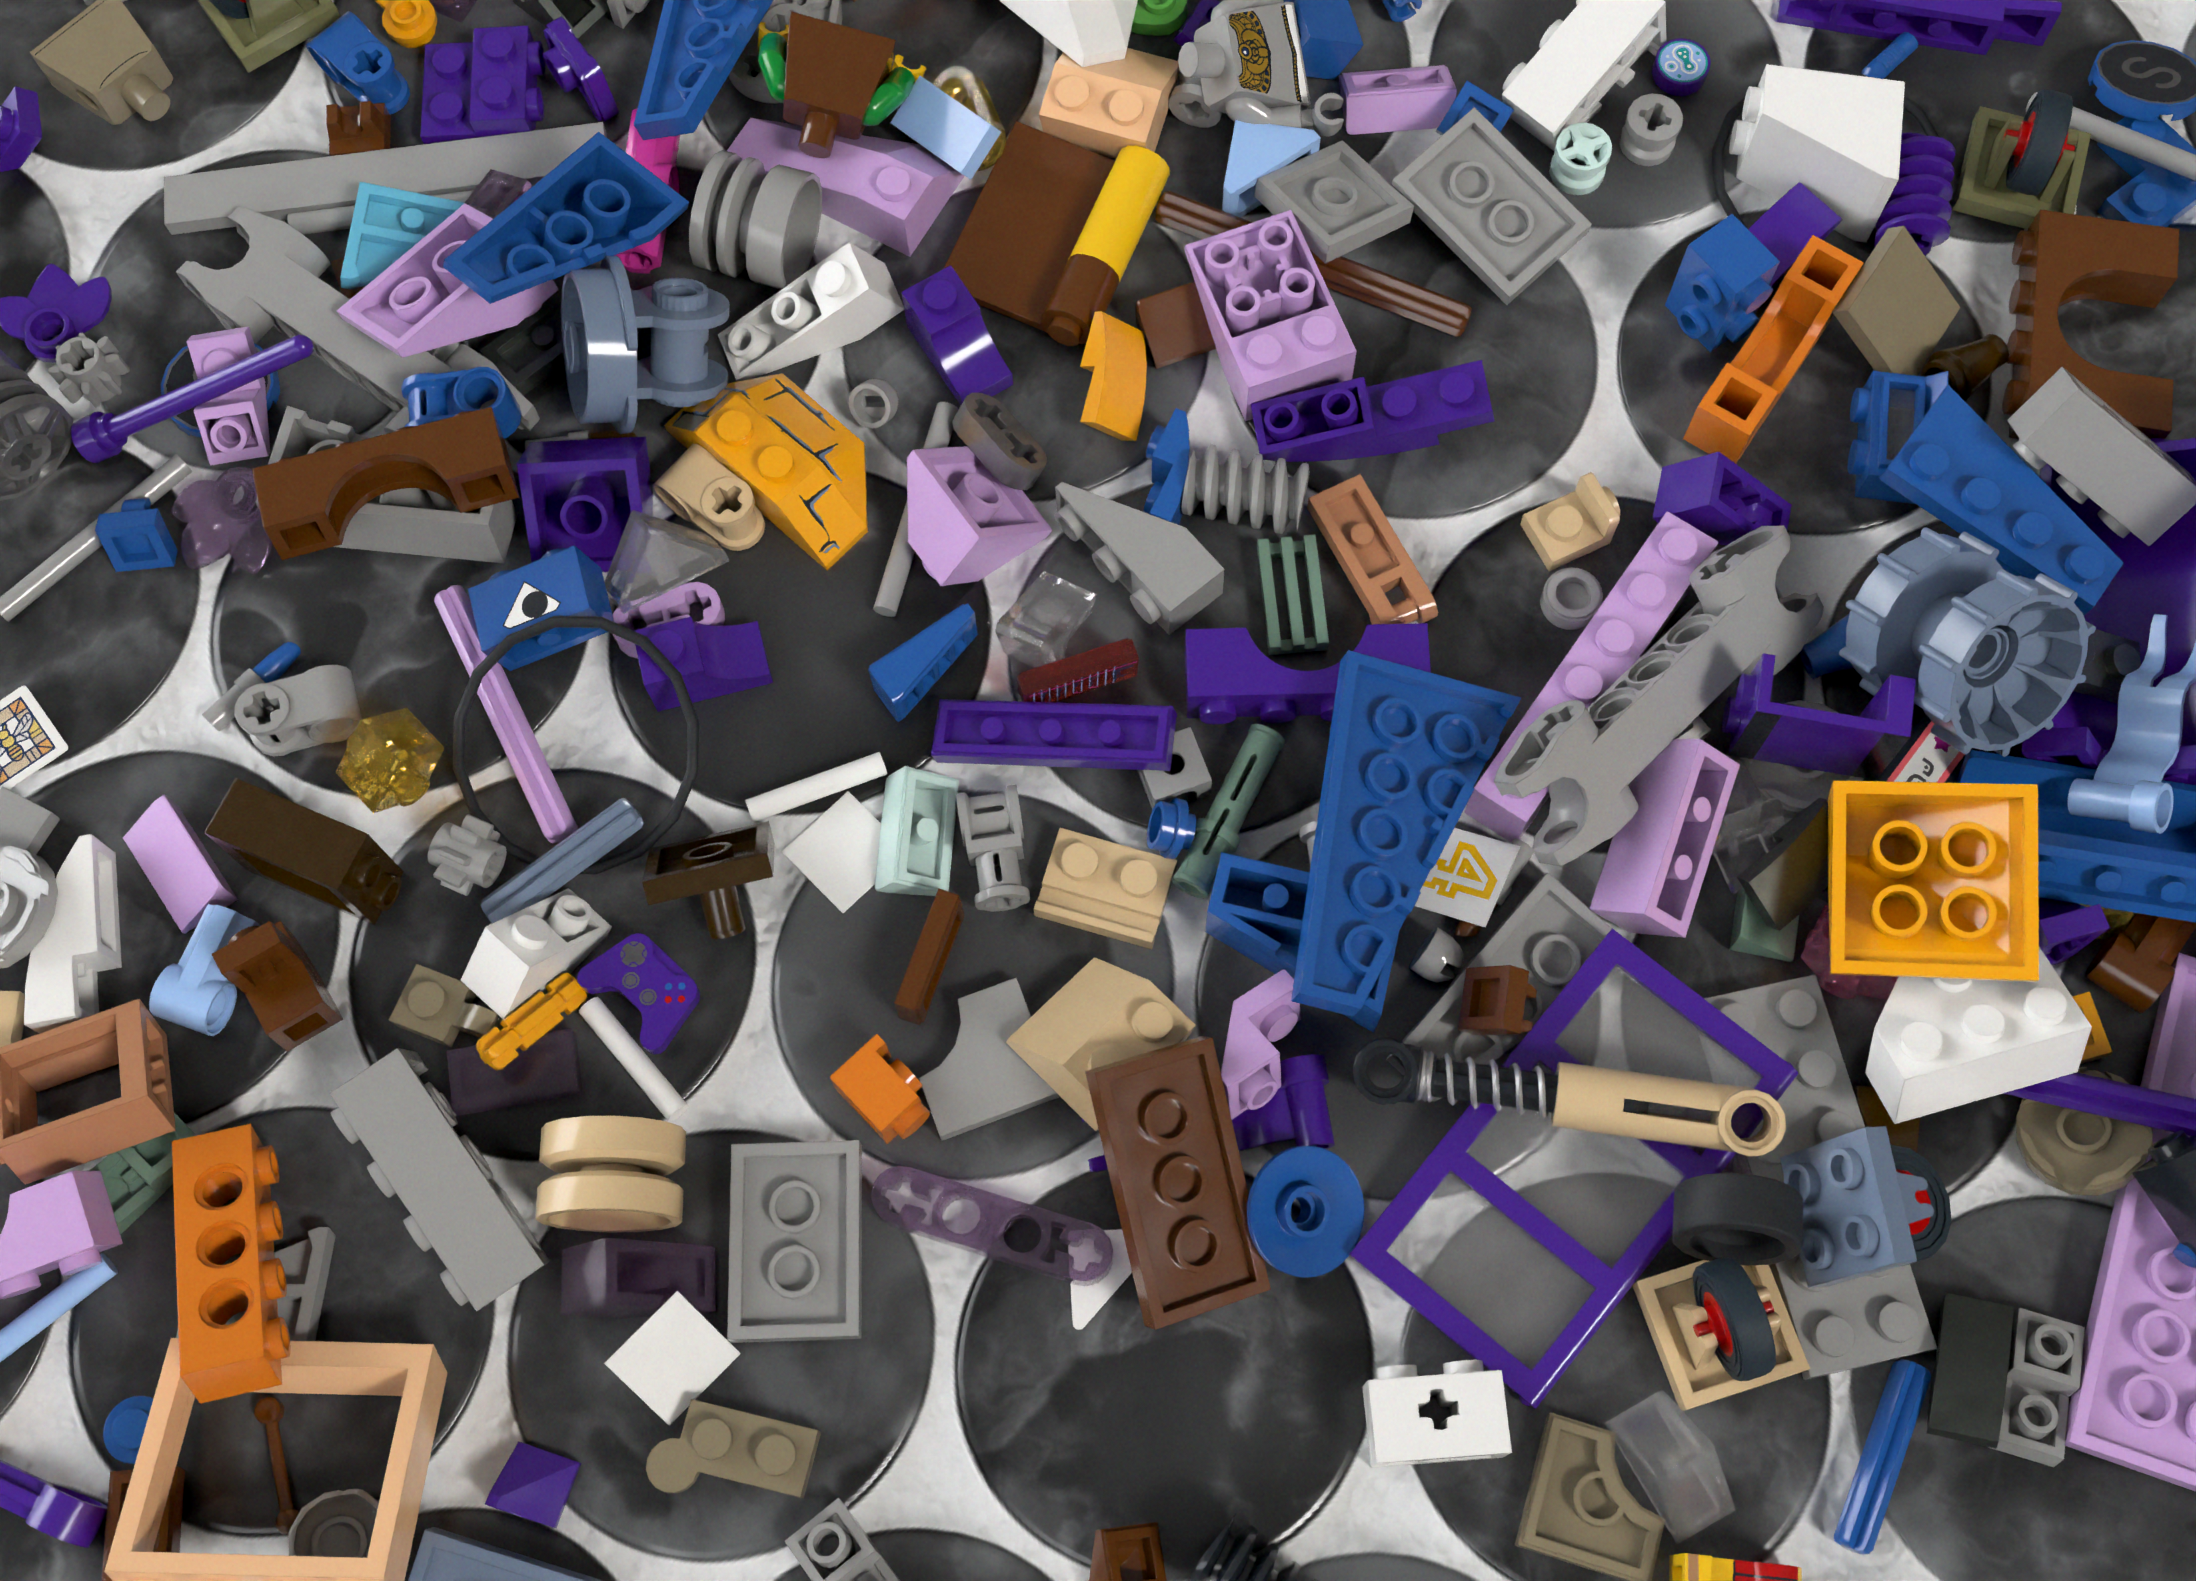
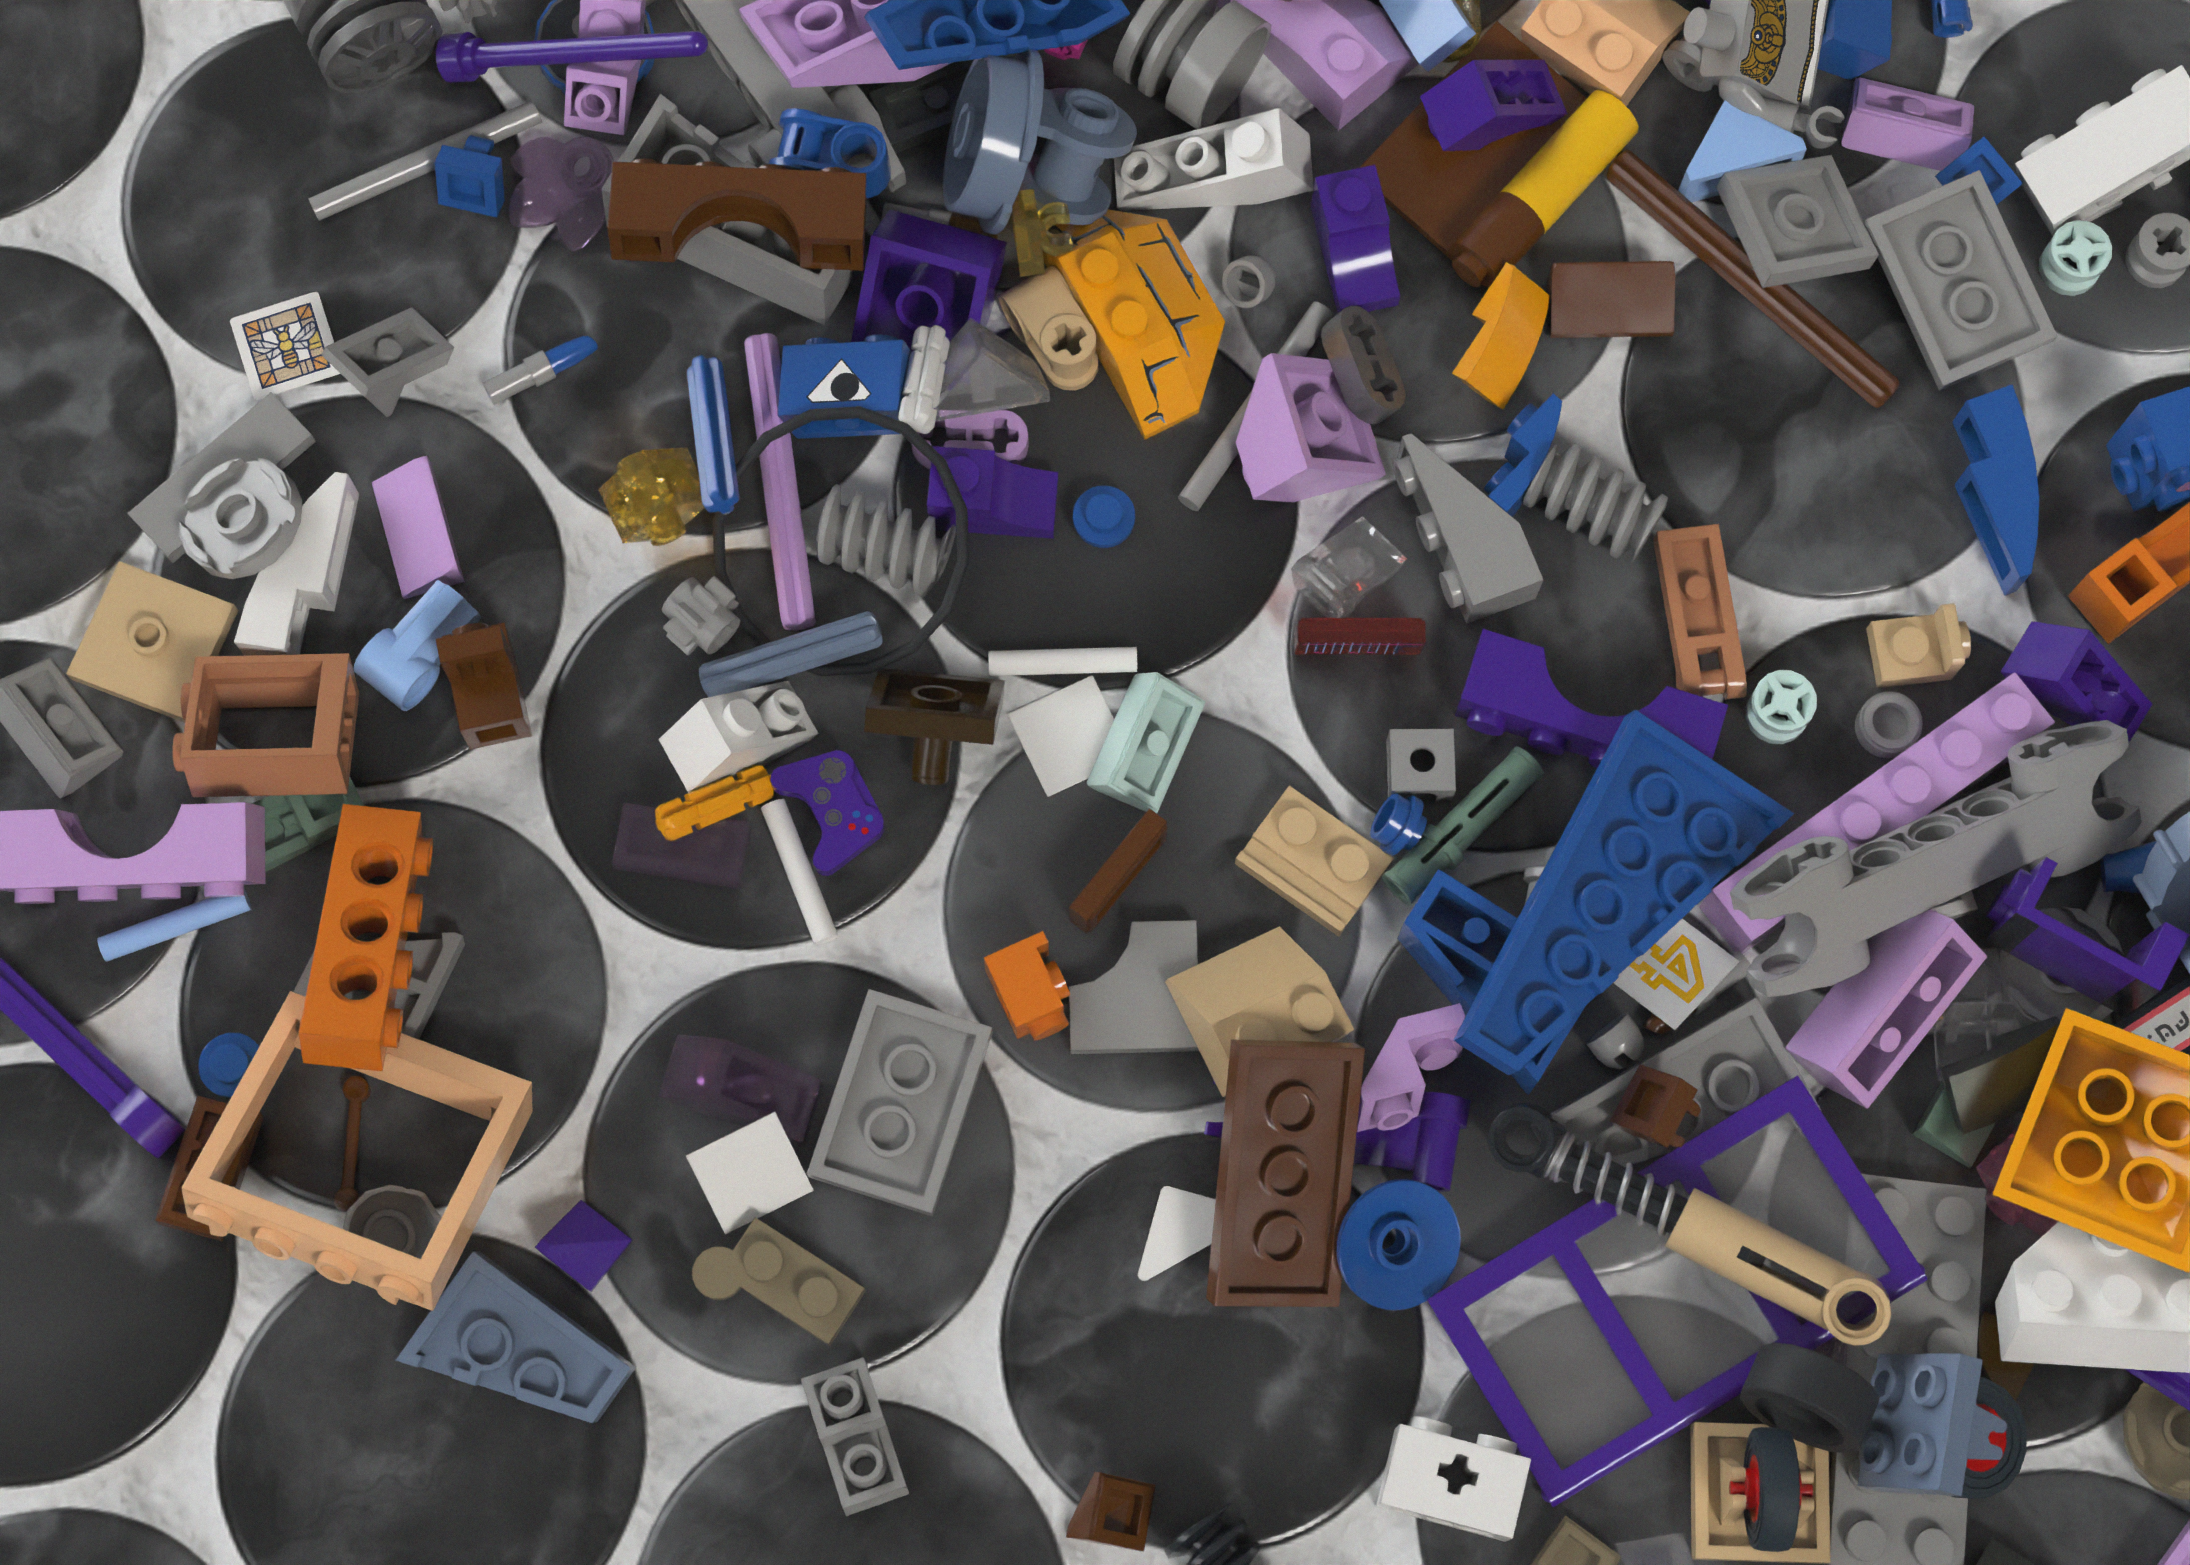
camera: 15 degrees right, 5 degrees up
(102, 718) = (389, 356): none -> light grey slope
(303, 710) = (587, 415): light grey piece -> none
(305, 851) = (549, 562): dark brown window -> none
(428, 690) = (712, 435): none -> axle
(437, 1179) = (582, 928): light grey wedge -> none
(440, 1008) = (631, 758): dark tan plate -> none
(606, 574) = (924, 378): none -> white axle
(611, 1174) = (747, 979): tan wheel -> none
(615, 735) = (882, 543): none -> light grey piece
(662, 415) = (1032, 233): none -> clear yellow tile
(811, 647) = (1104, 516): none -> blue plate
(917, 664) = (1201, 572): blue slope -> none
(993, 838) = (1220, 771): light grey connector -> none
(995, 1217) = (1087, 1159): clear purple beam -> none
(1033, 183) = (1491, 102): none -> dark purple arch
(1054, 734) = (1315, 690): dark purple tile -> none
(1269, 311) = (1686, 323): lavender slope -> none
(1288, 550) = (1617, 576): sand green tile -> none
(1375, 420) = (1753, 469): dark purple slope -> none
(1472, 599) = (1790, 696): none -> light aqua wheel
(1590, 362) = (2000, 483): none -> blue slope

